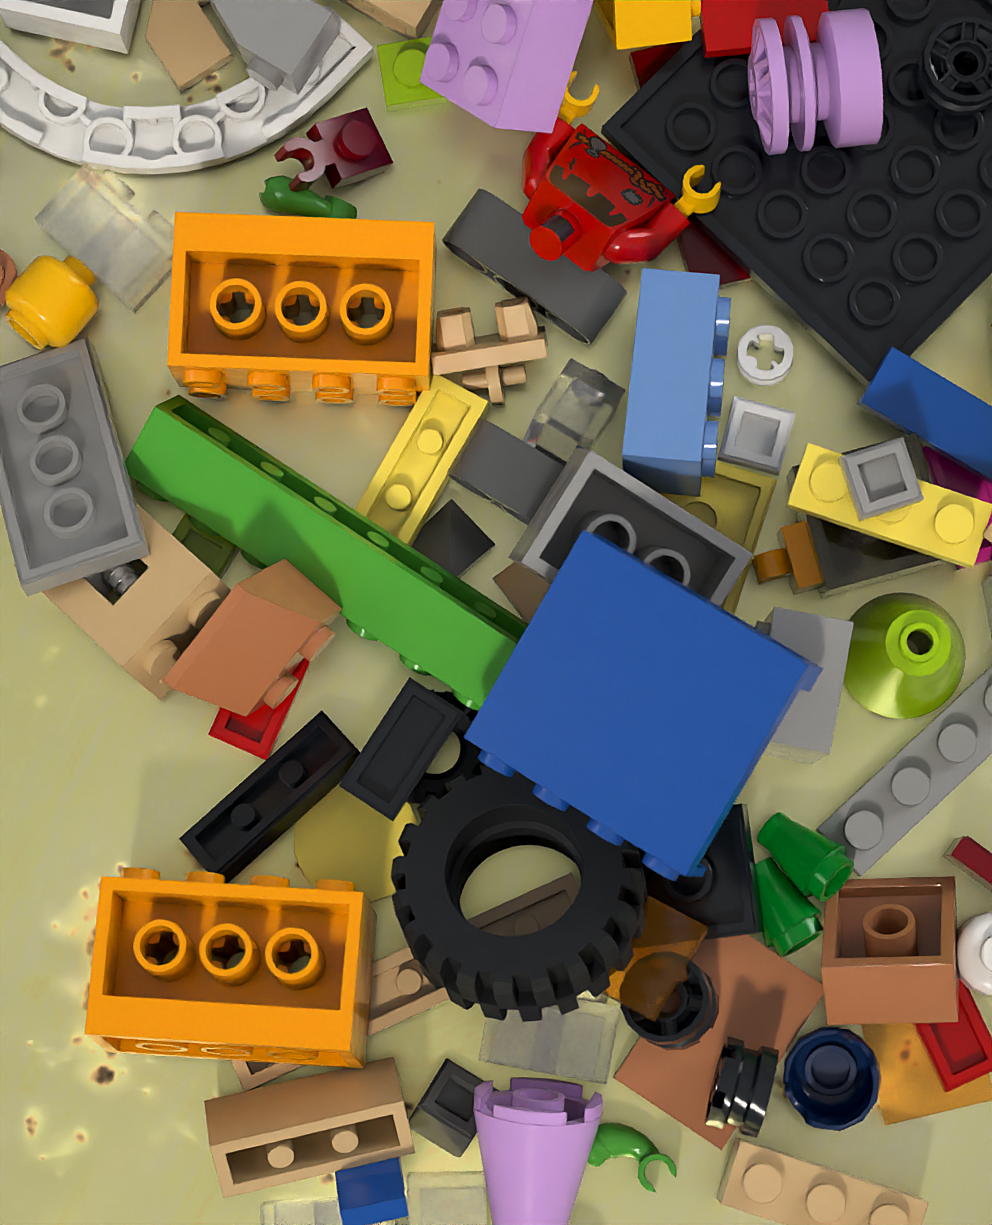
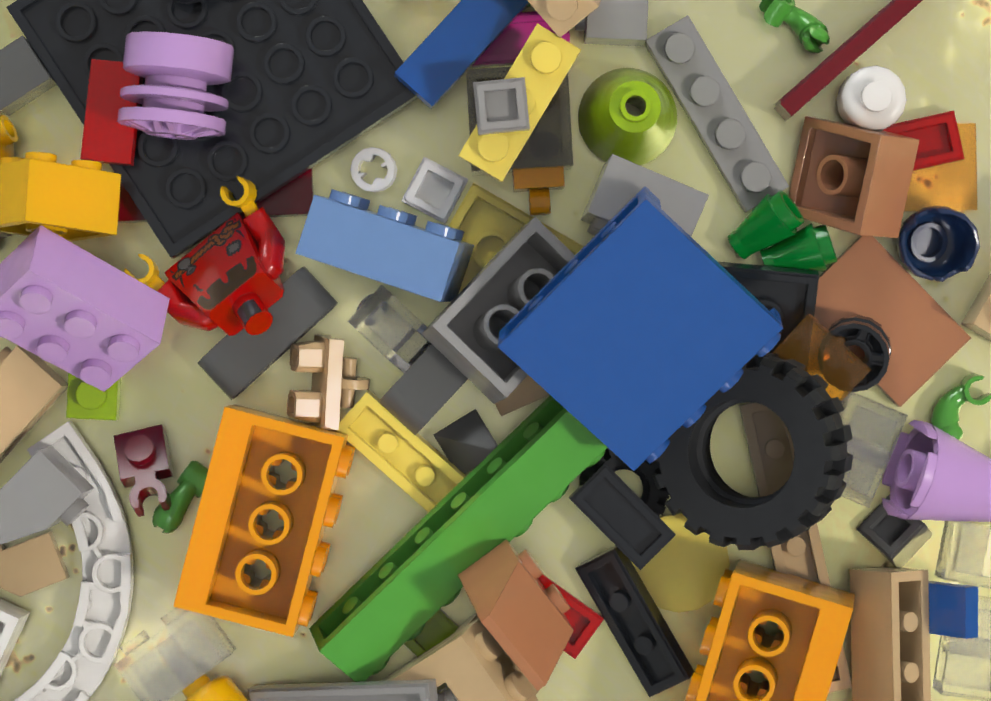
camera: 80 degrees left, 5 degrees up
(741, 1087) = (932, 313): black wheel -> none

